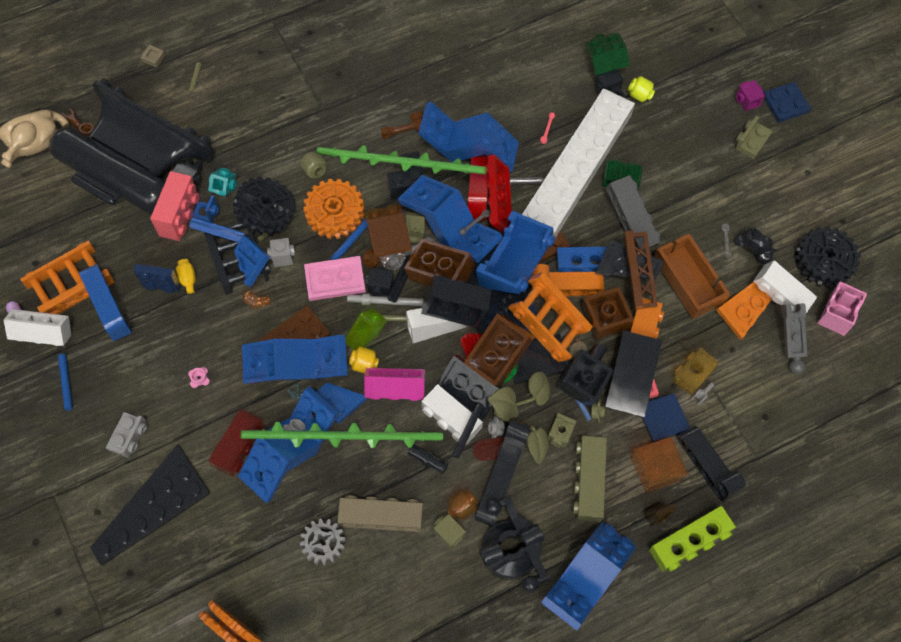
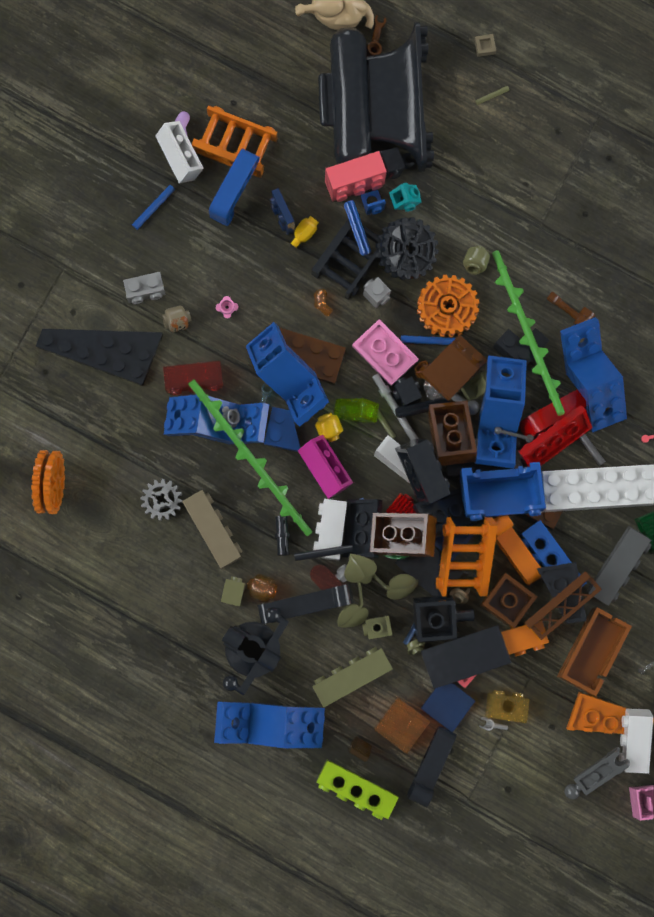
camera: 50 degrees right, 15 degrees up
(175, 424) = (176, 318): none -> dark tan head
(251, 259) = (350, 274): blue wing -> none

